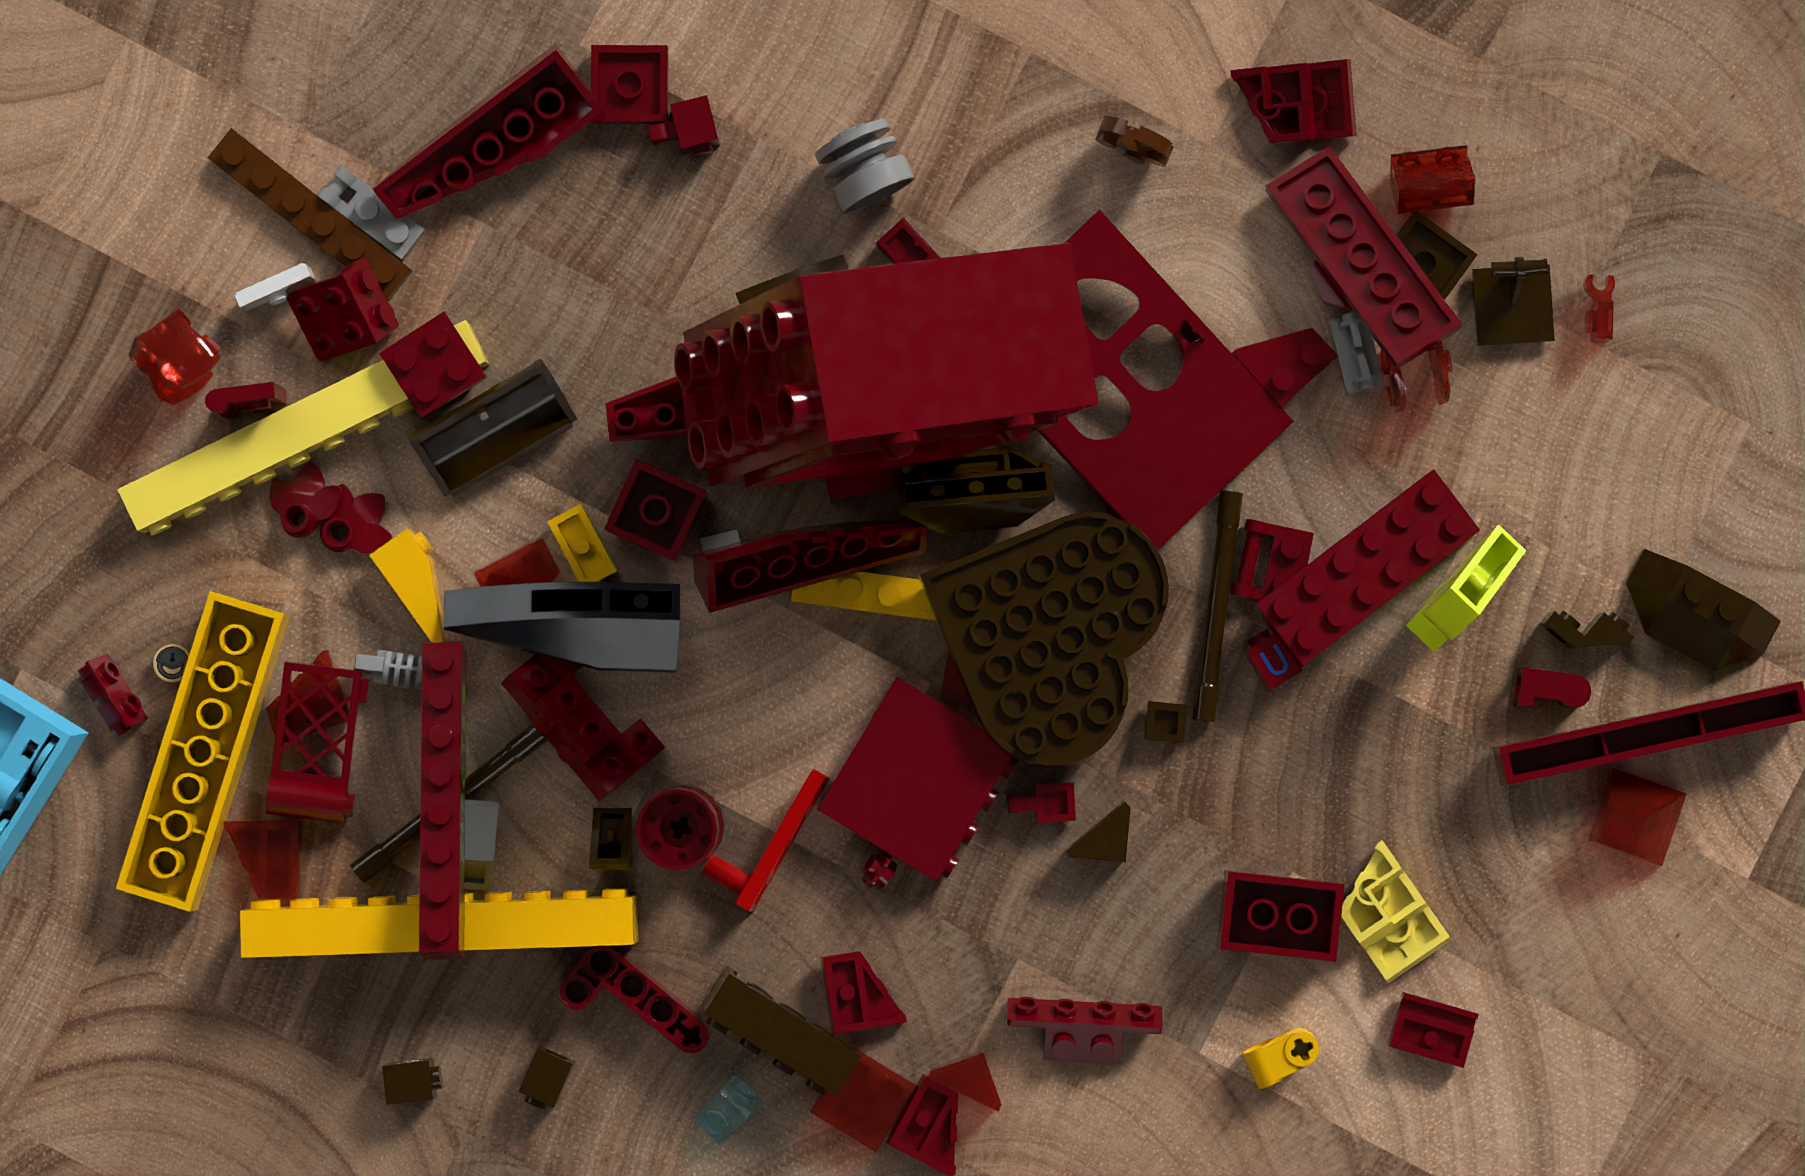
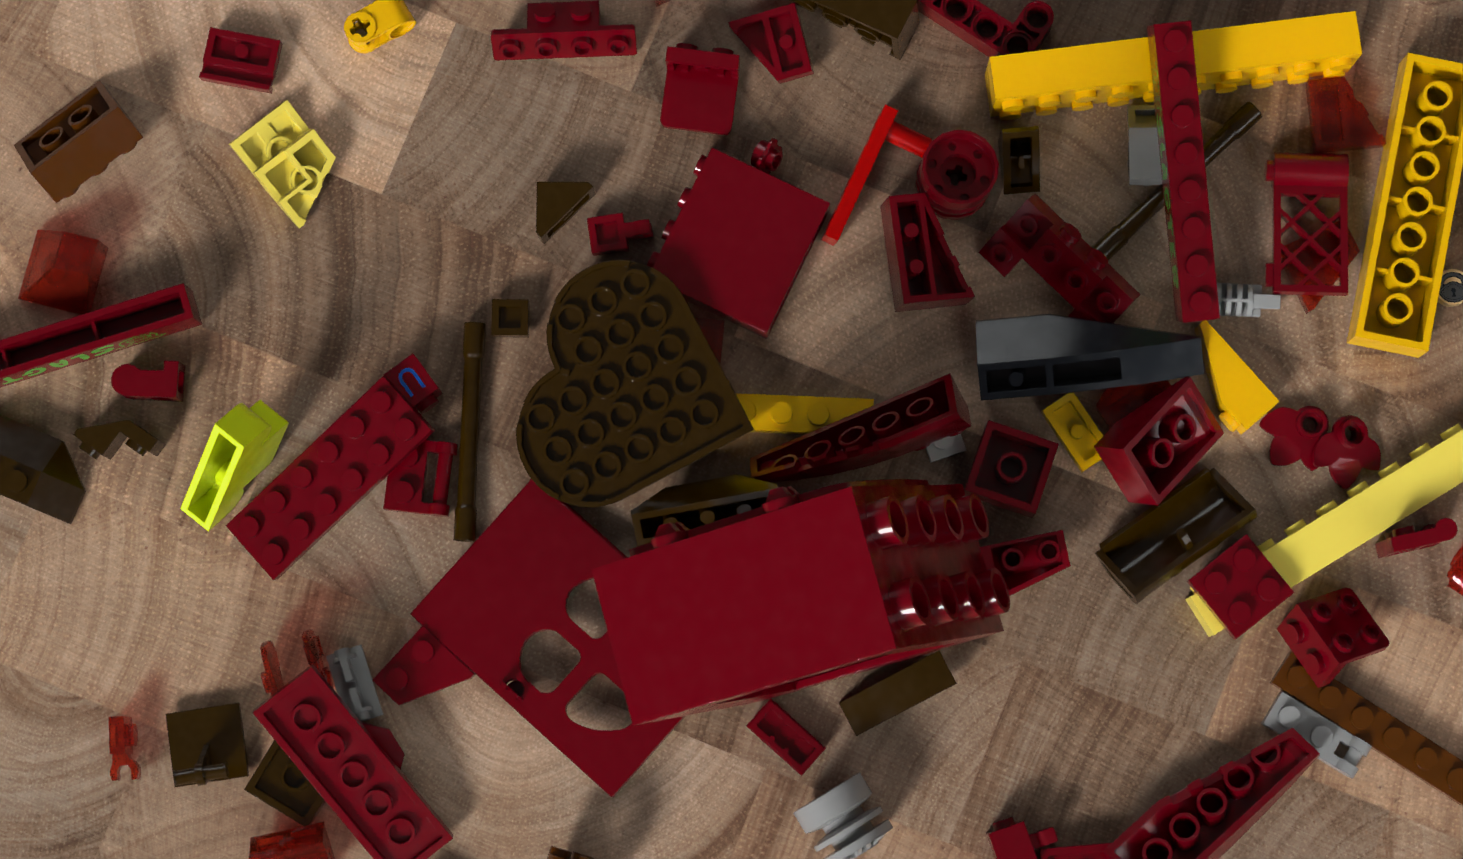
camera: 175 degrees left, 5 degrees down
(275, 288) = (1401, 650): white plate -> none
(498, 523) = (1159, 443): none -> dark red slope
(728, 744) = (919, 258): none -> dark red wedge
(943, 948) = (700, 89): none -> dark red bracket
(1280, 915) = (388, 147): dark red brick -> none
(1613, 956) = (78, 142): none -> reddish brown slope

